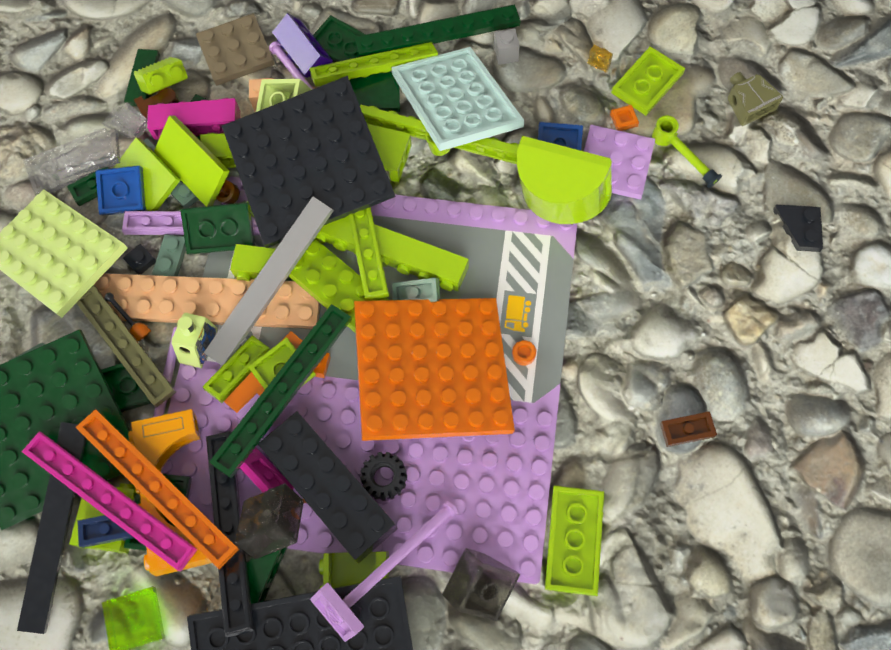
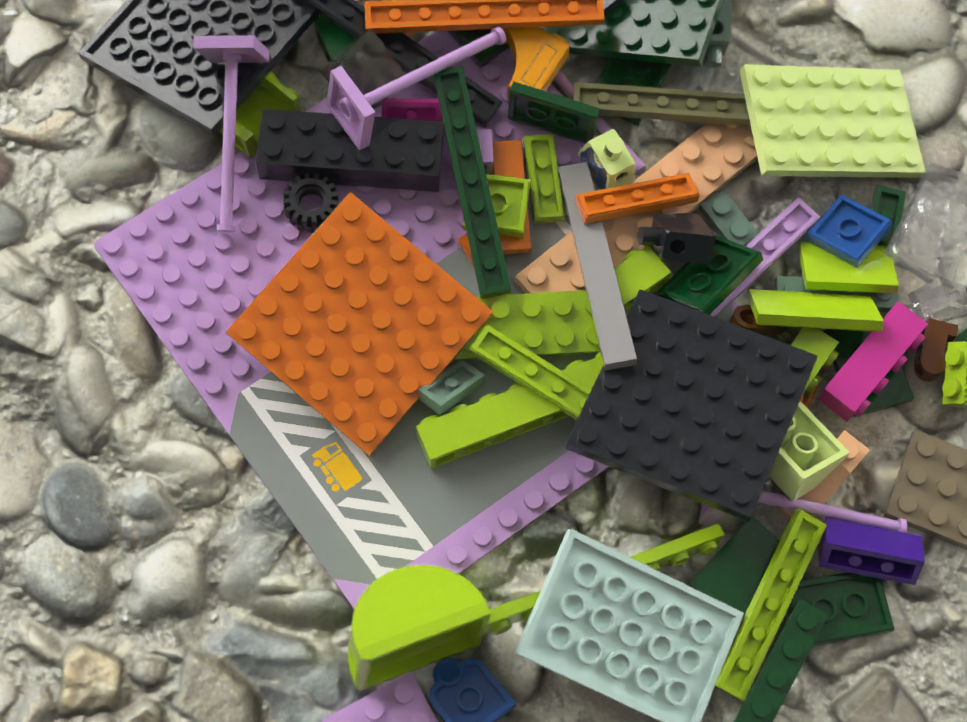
camera: 125 degrees right, 0 degrees up
(138, 330) = (670, 133): hinge -> none
(139, 259) = (754, 194): black plate -> none
(190, 391) = (552, 113): none -> dark green tile
(205, 299) = (636, 198): none -> orange tile
(209, 256) = (679, 237): none -> black torso
(306, 486) = (354, 109): none -> lavender tile
(392, 148) = (647, 512): lime panel -> none
(480, 585) = (141, 190): clear smoke slope -> none
(524, 352) = (290, 429): orange tile -> none
(574, 541) = (91, 306): lime tile -> none
(688, 429) = (62, 494): reddish brown plate -> none

